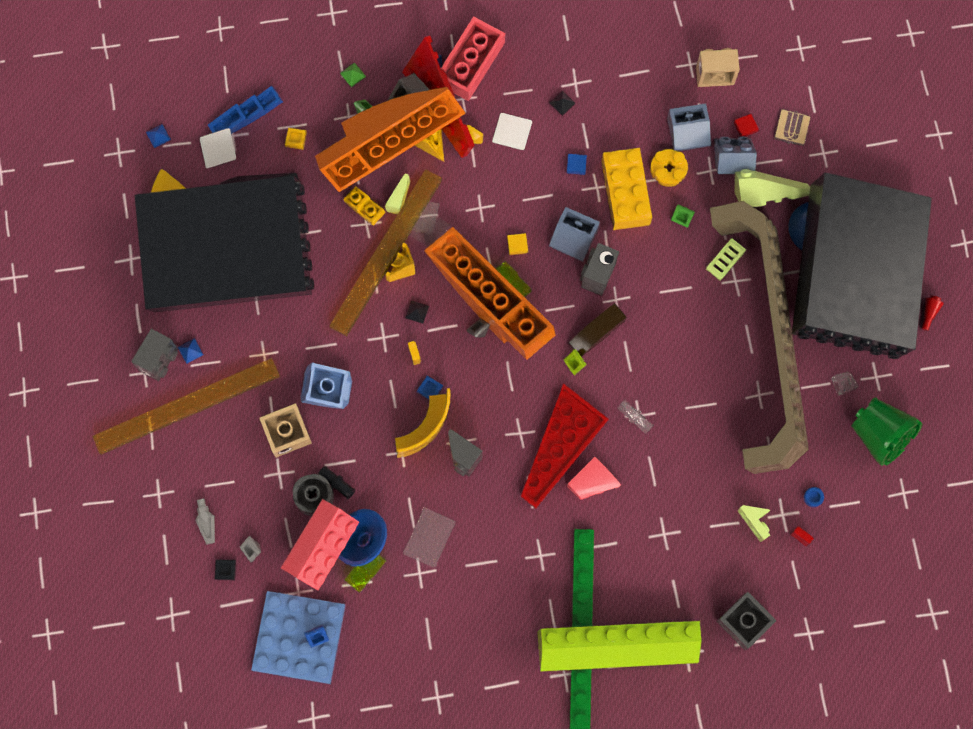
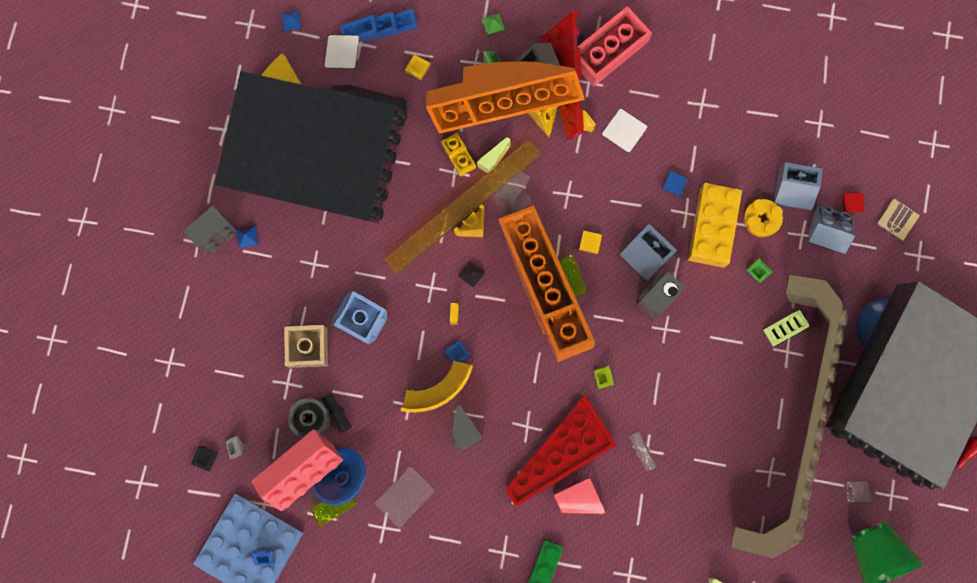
camera: 20 degrees right, 5 degrees up
(186, 406) = (223, 289): clear yellow plate -> none
(205, 522) = (202, 406): light grey piece -> none
(479, 328) = (523, 312): dark grey slope -> none
(562, 103) = (682, 119): black slope -> none
(598, 329) = (637, 354): dark brown slope -> none
(717, 67) = (846, 136): tan brick -> none
(758, 188) = (845, 271): yellowish green wedge -> none

